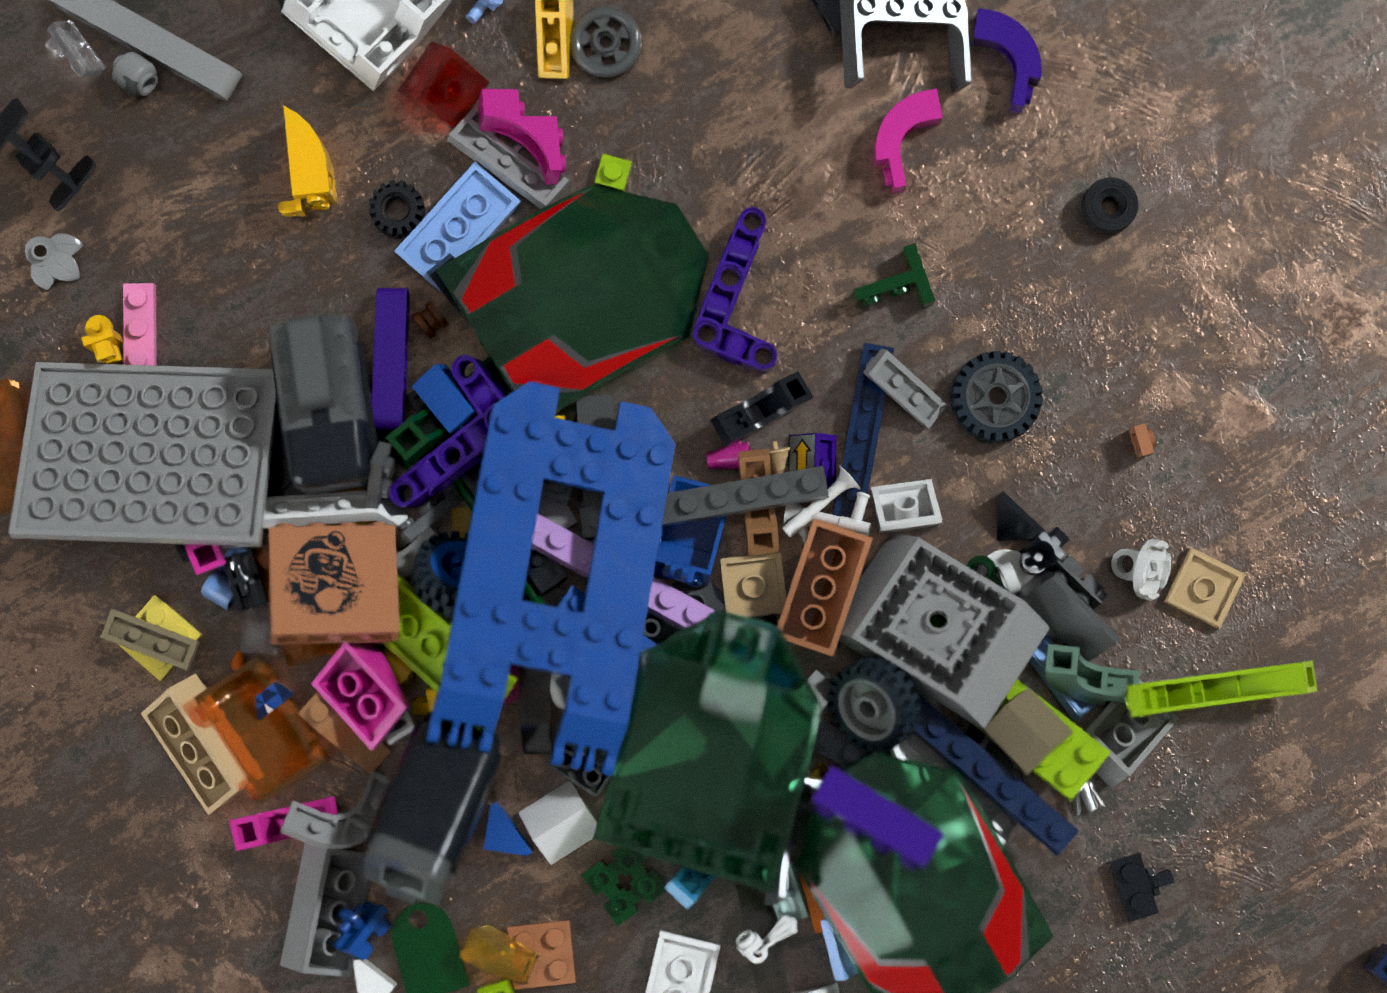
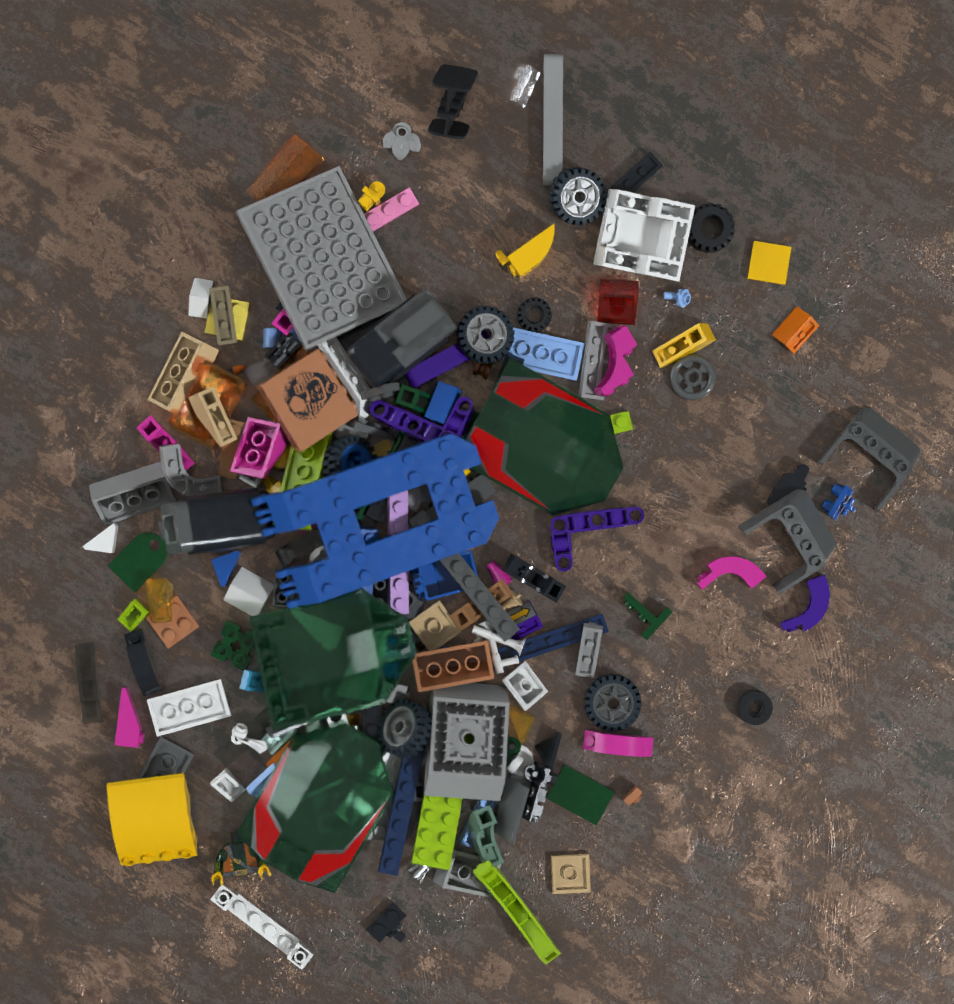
camera: 70 degrees right, 5 degrees up
(109, 661) = (200, 298): none -> white slope
(134, 74) = (528, 126): light grey head -> none
(259, 78) = (563, 196): none -> wheel
(271, 698) = (229, 400): dark blue sticker -> none
(279, 731) = (213, 416): none -> tan slope
(358, 926) = (132, 515): blue hips -> none
(384, 266) = (474, 345): none -> wheel
(877, 818) = (342, 764): dark purple brick -> none
(957, 539) = (522, 722): none -> clear yellow slope
(1027, 730) = (436, 819): dark tan slope -> none
(1057, 421) = (618, 744): none -> dark pink arch
(1101, 513) = (580, 794): none -> dark green tile
(1149, 569) = (562, 838): white tile -> none

